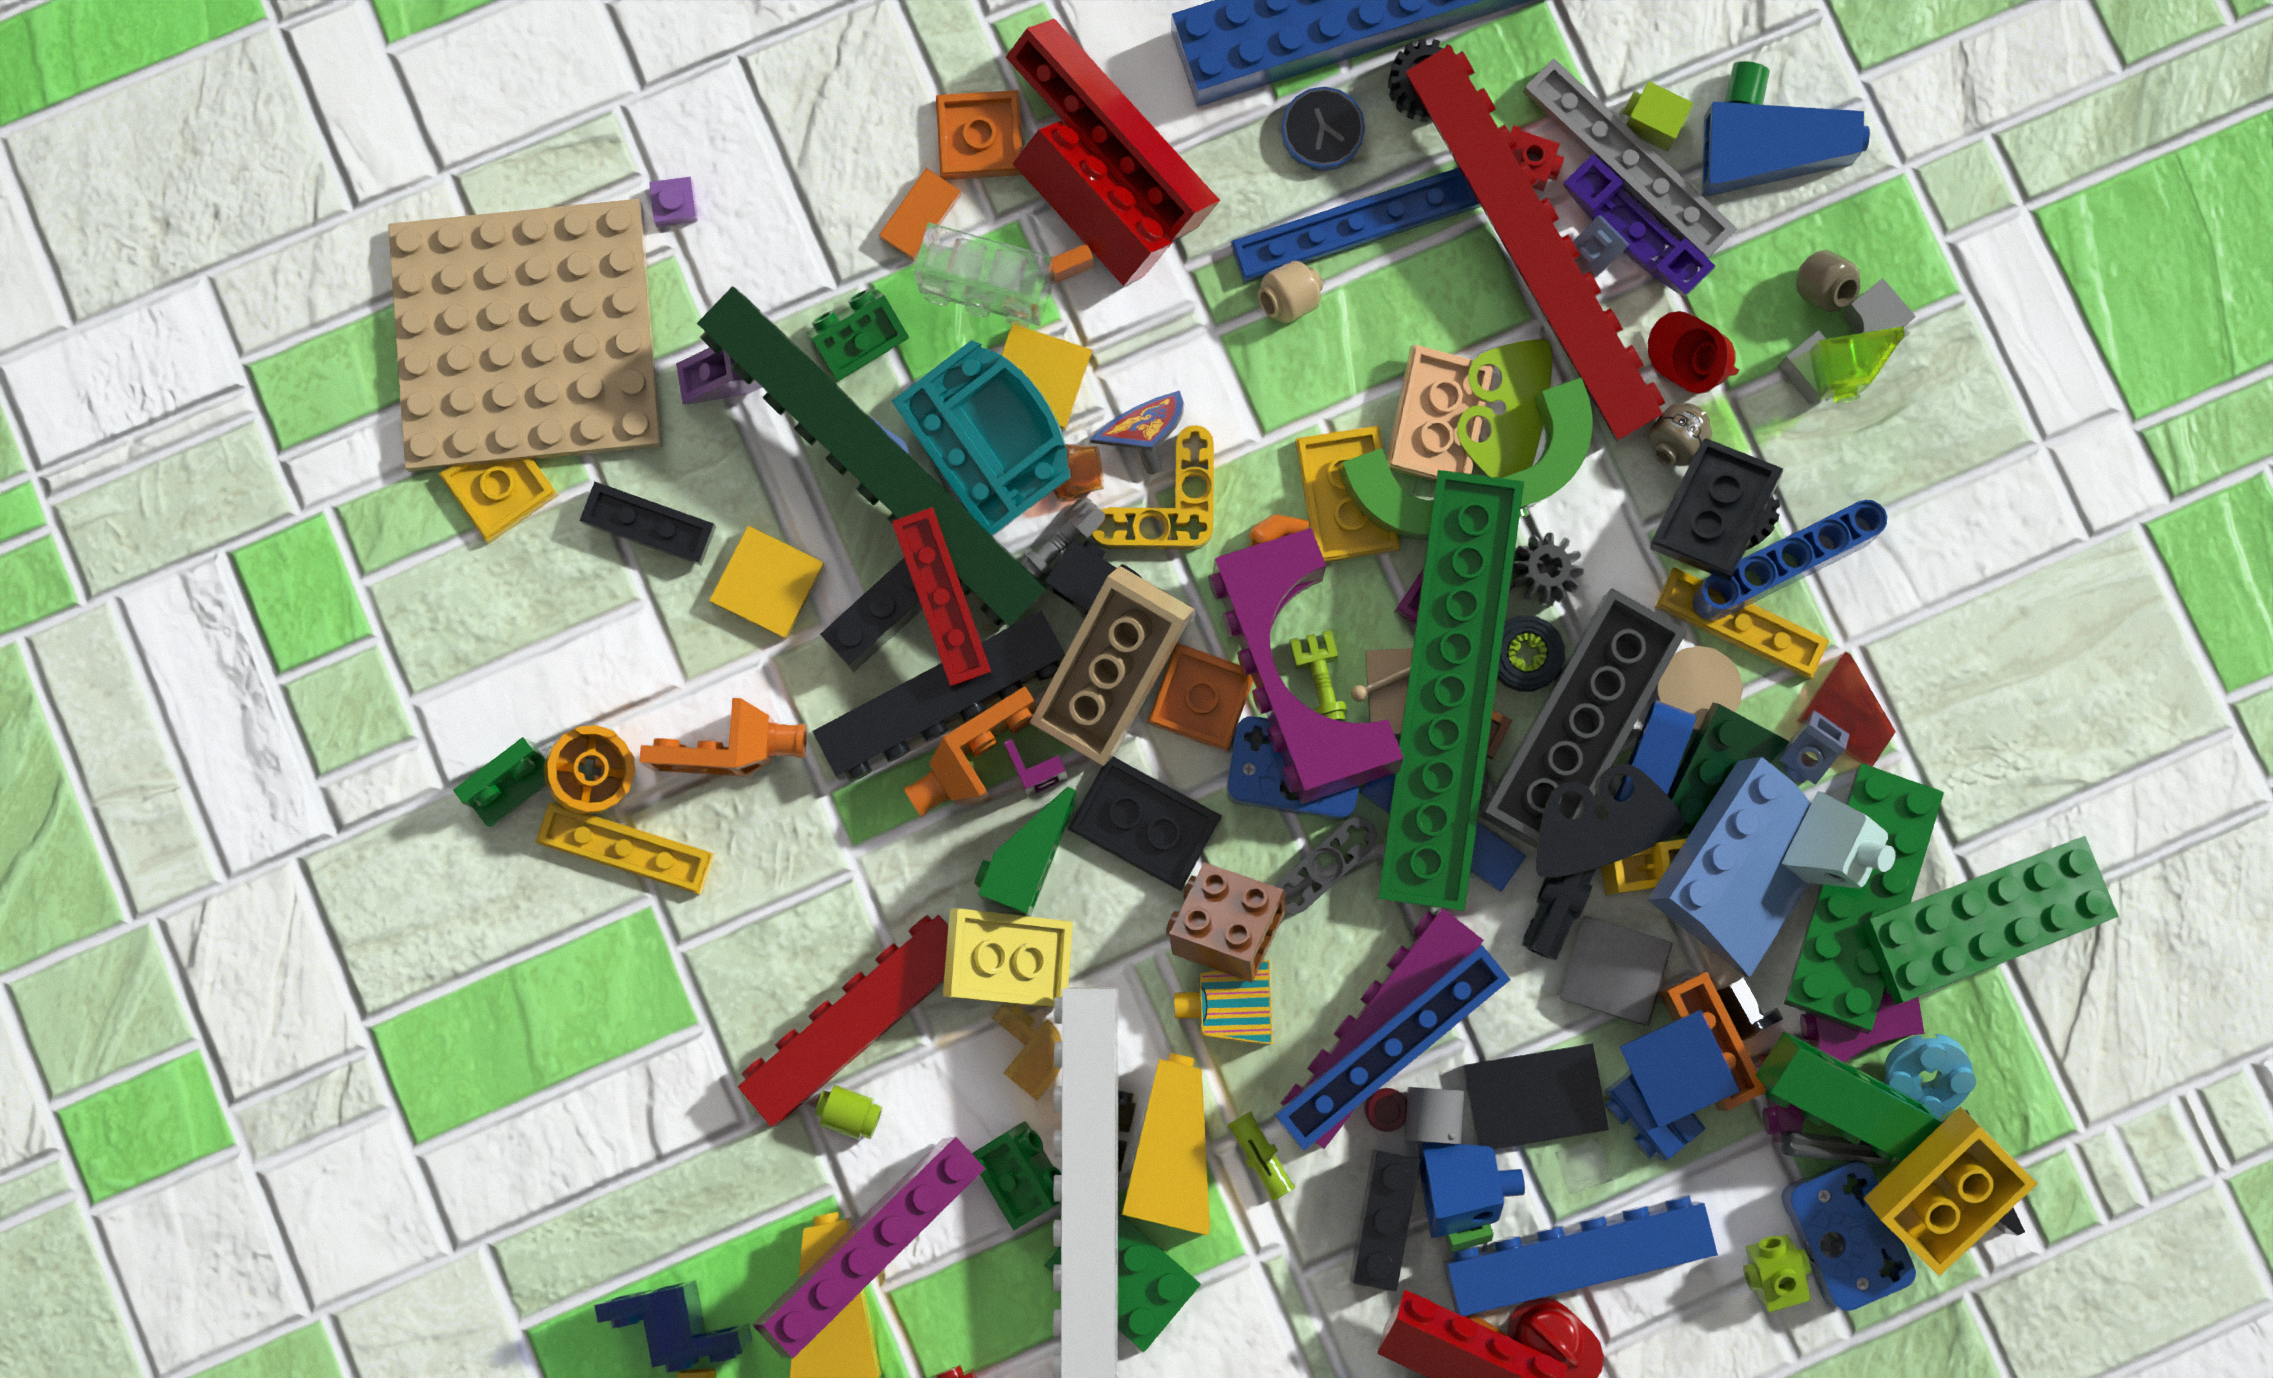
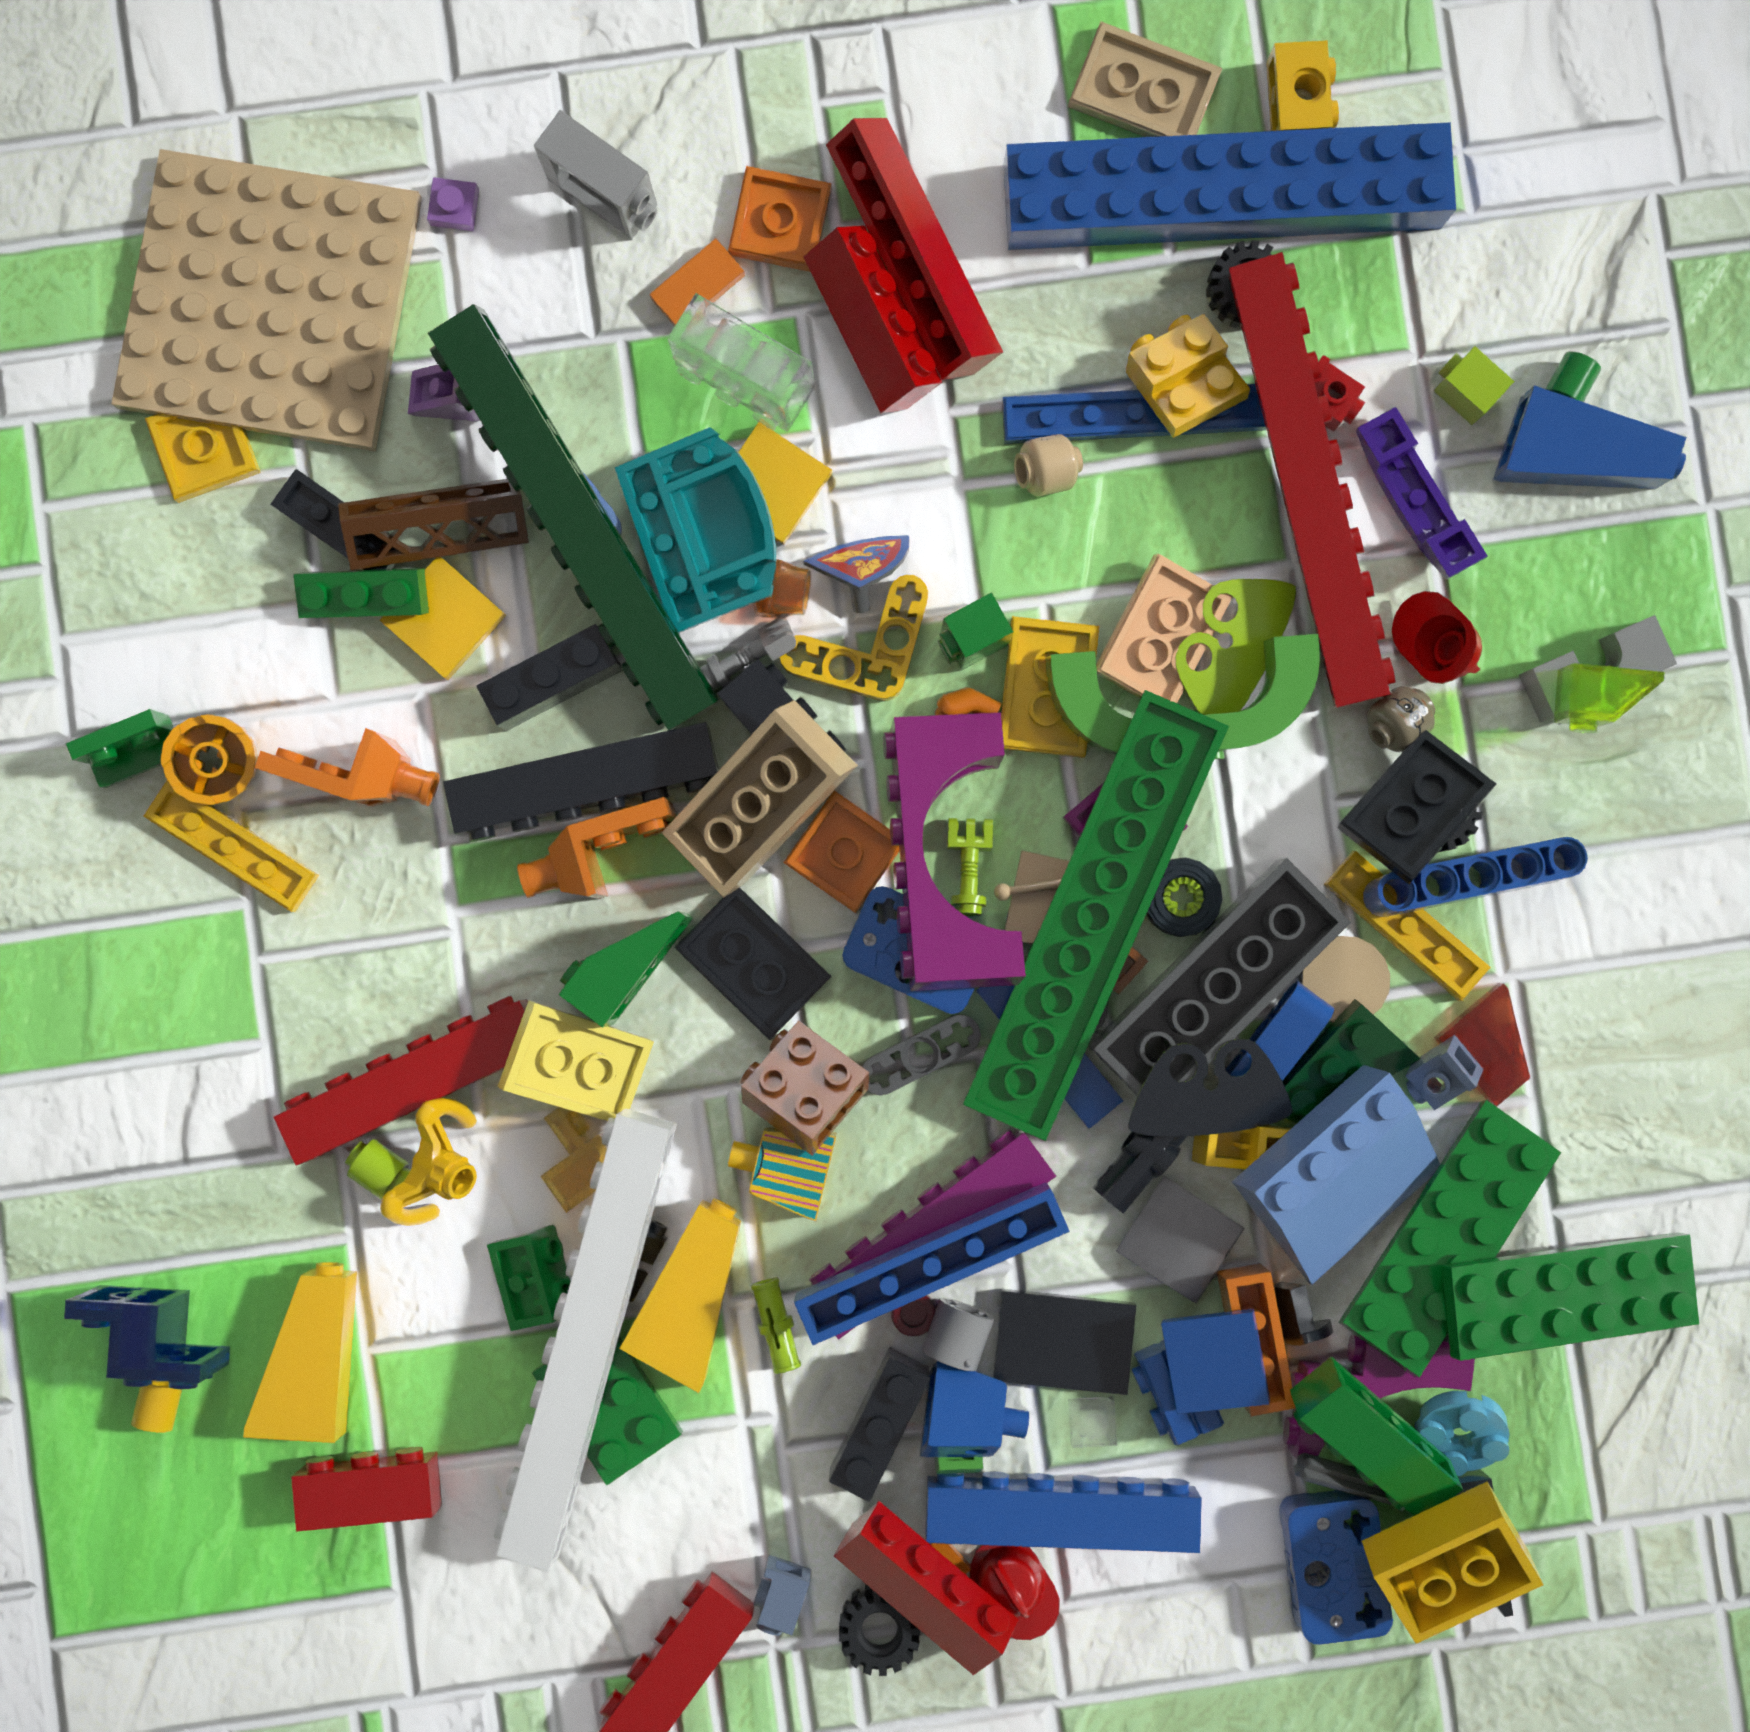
camera: 15 degrees right, 5 degrees up
(686, 579) = (361, 593): none -> green plate
(733, 482) = (428, 508): none -> reddish brown fence
(804, 141) = (596, 175): none -> light grey window
(857, 333) = (599, 389): green bracket -> none
(868, 1247) = (354, 1316): magenta brick -> none
(901, 1092) = (434, 1166): none -> yellow piece
(941, 596) = (605, 681): red plate -> none
(1039, 776) = (656, 890): magenta panel -> none
(1072, 263) = (835, 375): orange tile -> none
(1266, 461) = (974, 632): none -> green brick
(1323, 128) = (1127, 304): black tile -> none
(1393, 175) = (1185, 374): none -> yellow plate
(1543, 583) = (1234, 805): dark grey gear -> none
(1600, 245) = (1375, 502): sand blue tile -> none
(1629, 158) = (1431, 420): light grey plate -> none
(1777, 1272) = (1254, 1584): lime brick -> none
(1828, 281) = (1598, 602): dark tan head -> none
(1837, 845) = (1440, 1182): light aqua torso -> none

